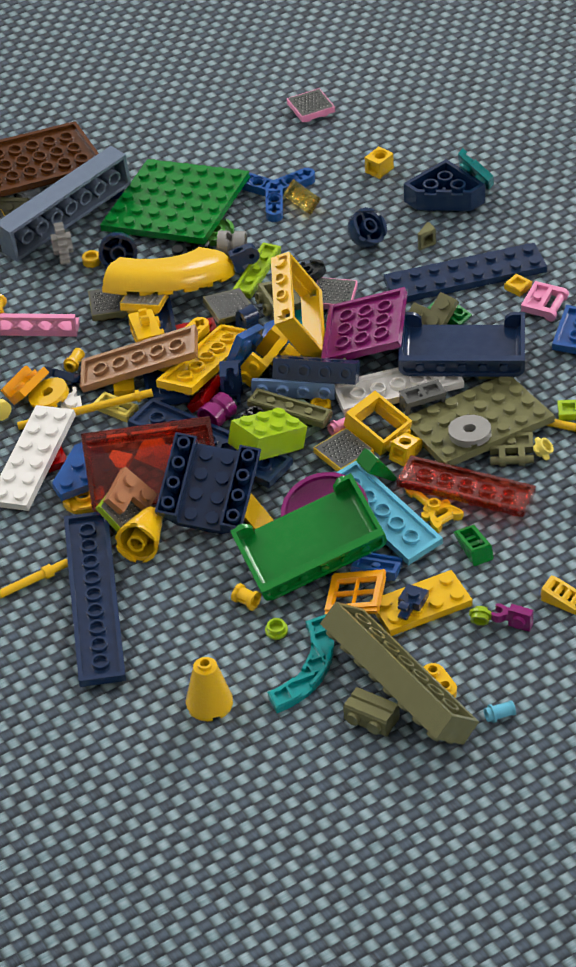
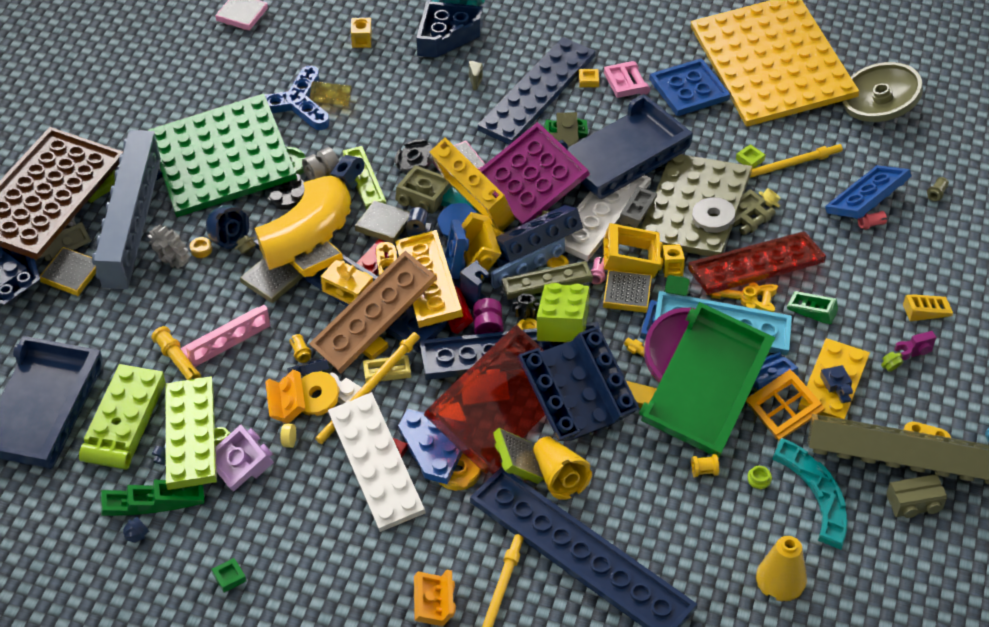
camera: 45 degrees left, 5 degrees up
(129, 488) = (515, 437): nougat plate -> none
(366, 228) = (424, 92): dark blue cylinder -> none

